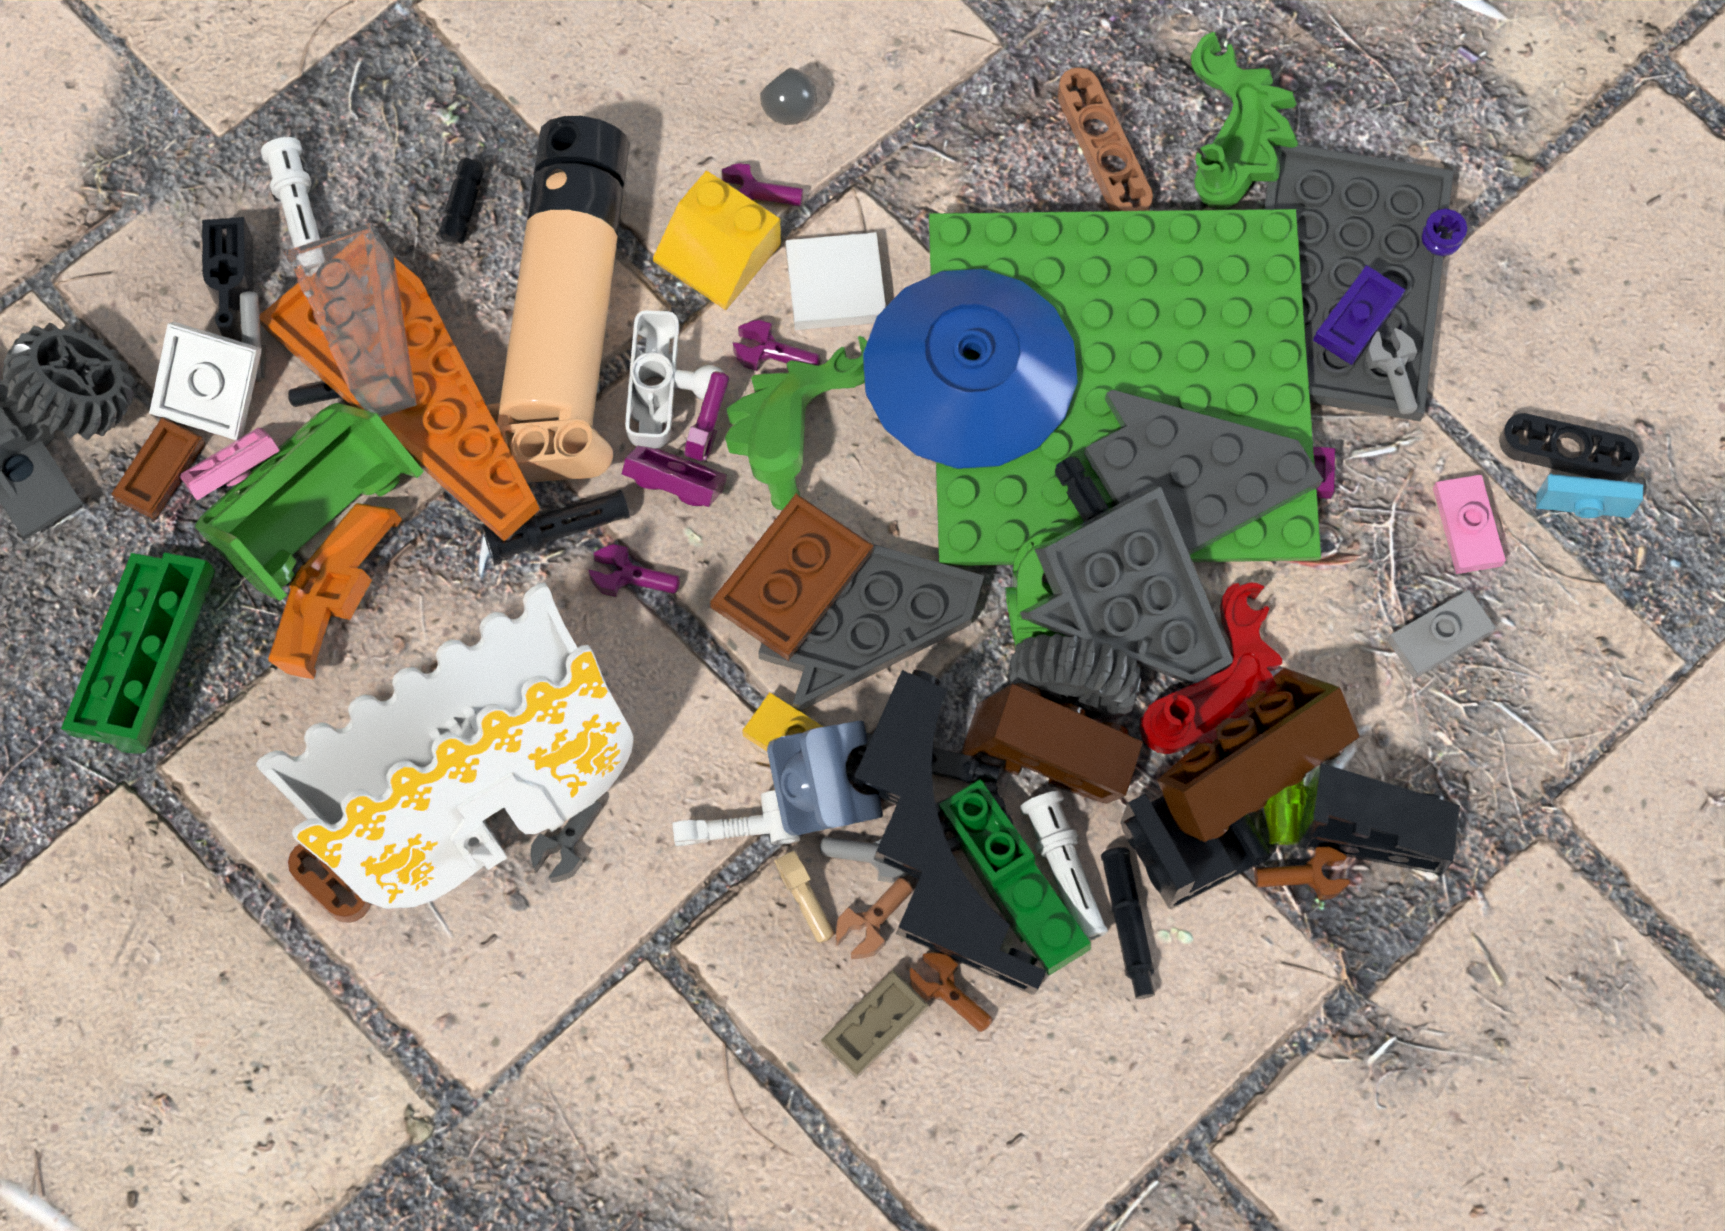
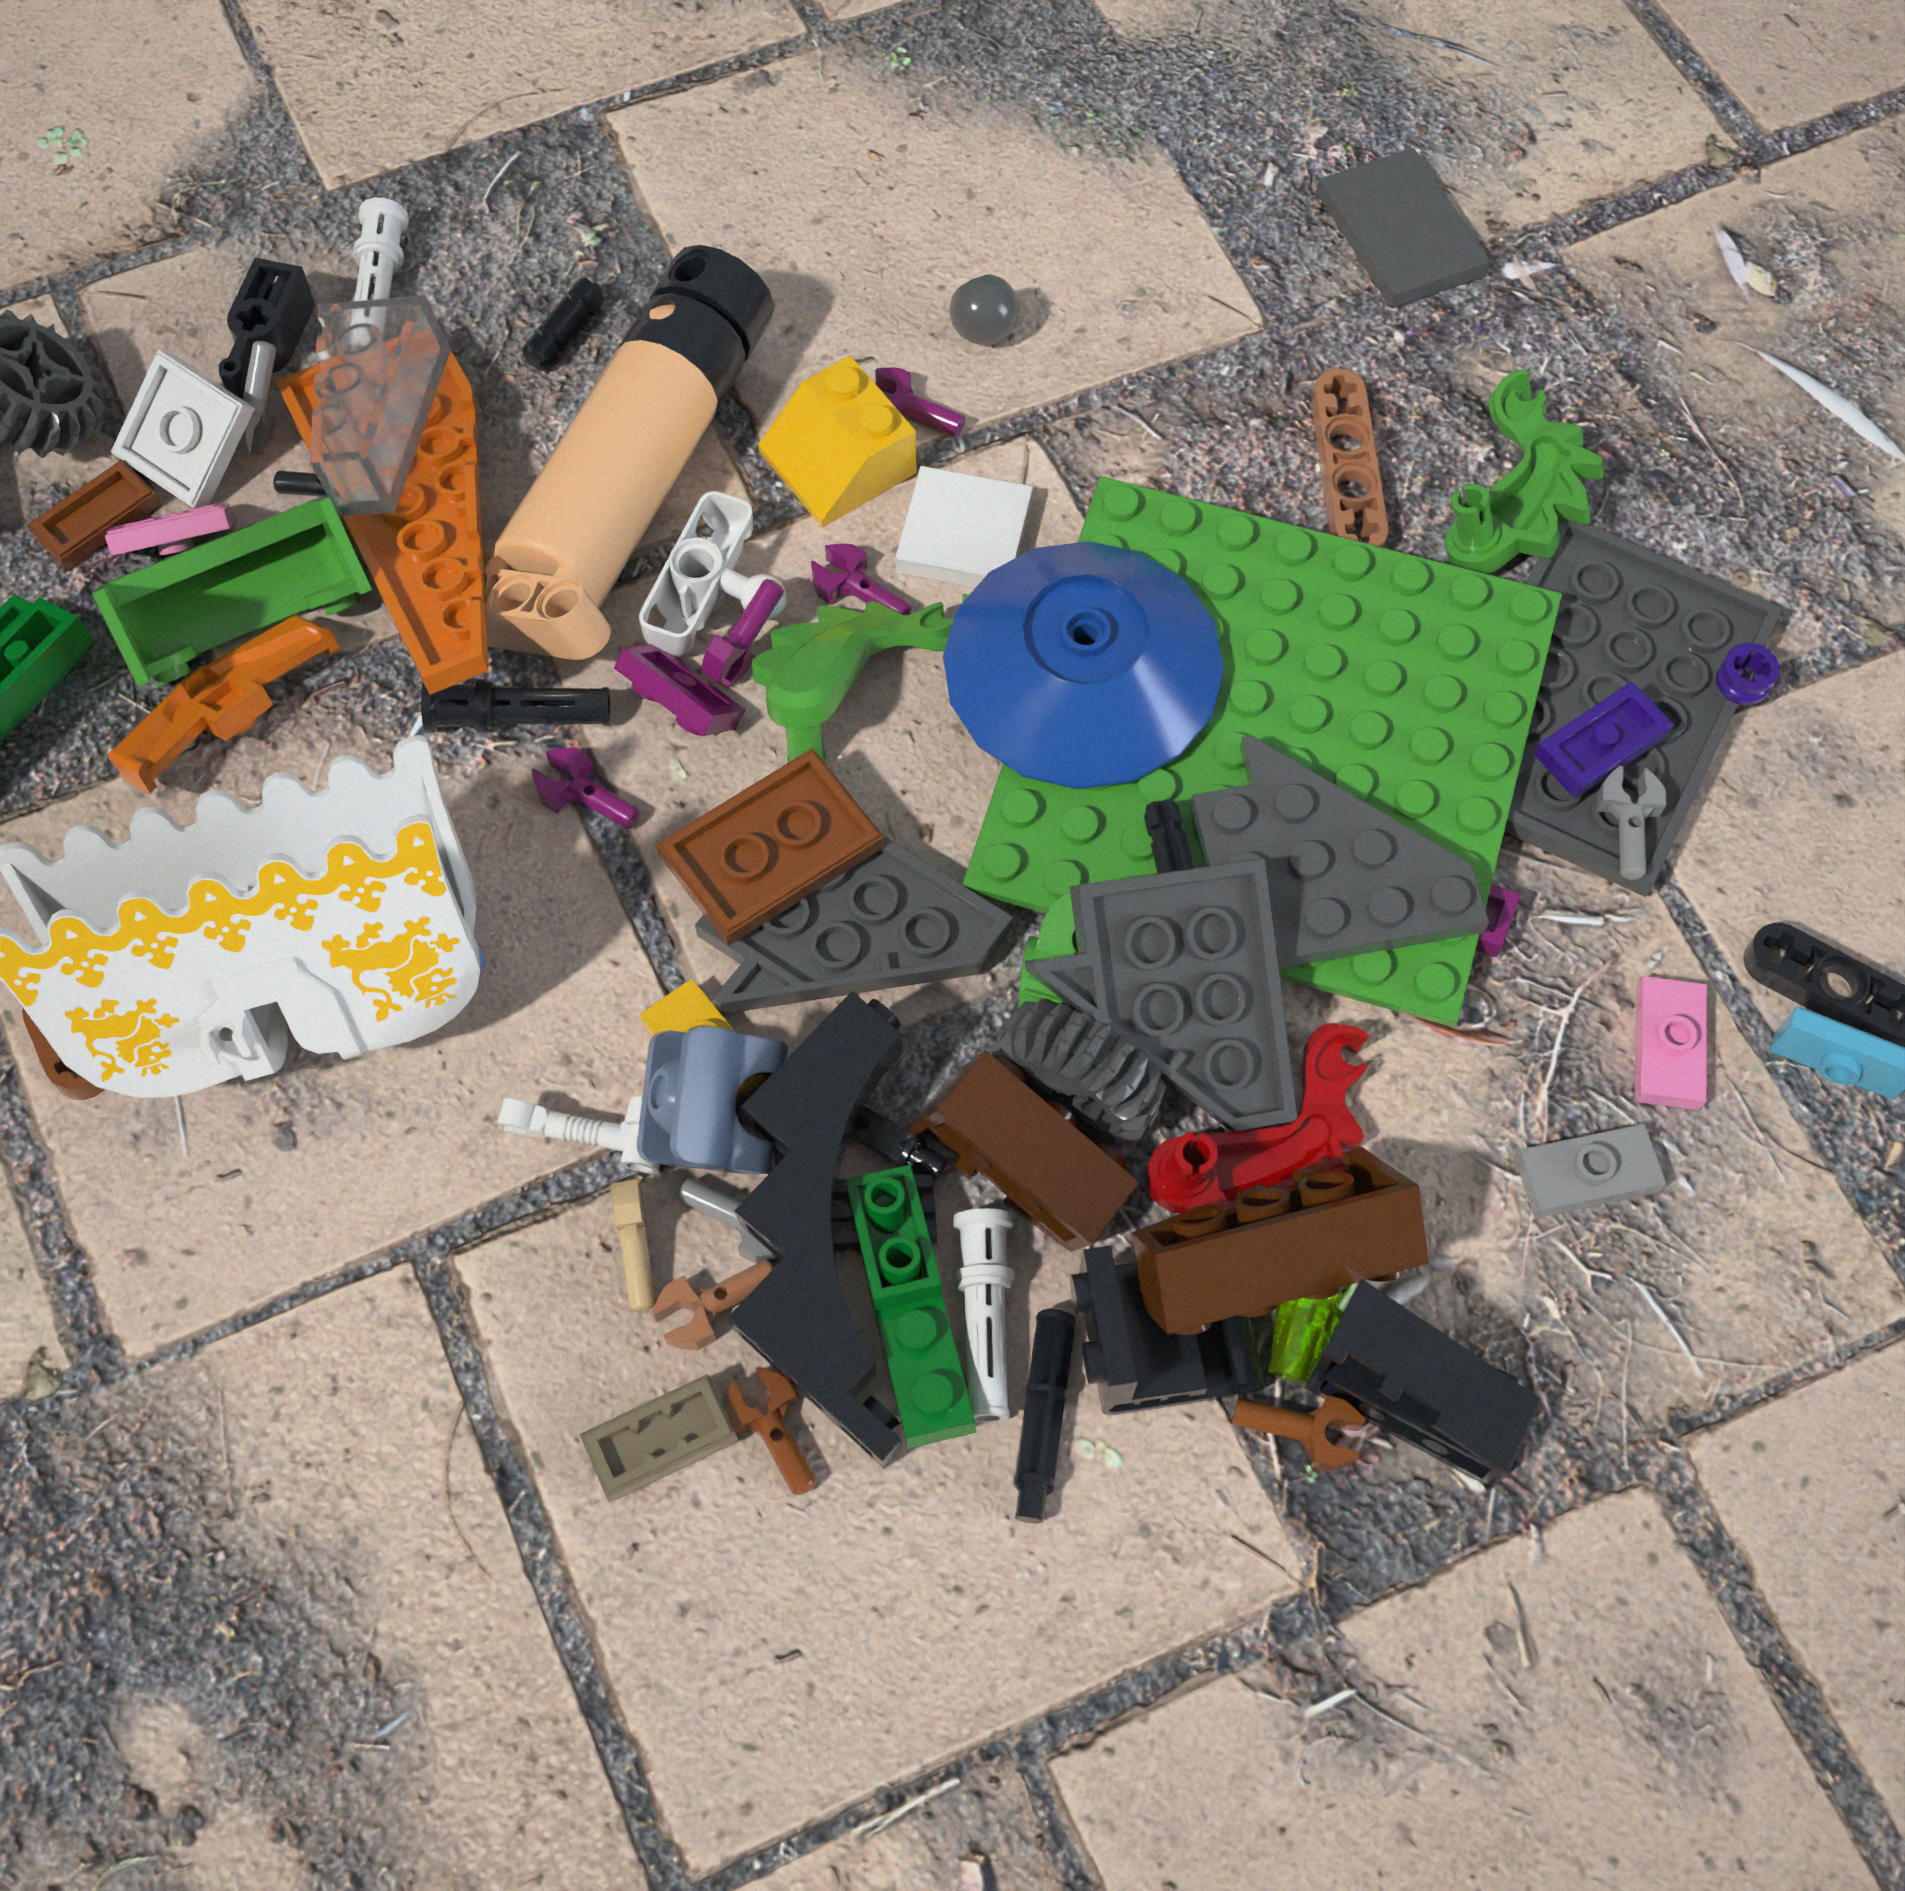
camera: 20 degrees right, 5 degrees down
(565, 843) = (367, 1084): dark grey bar -> none

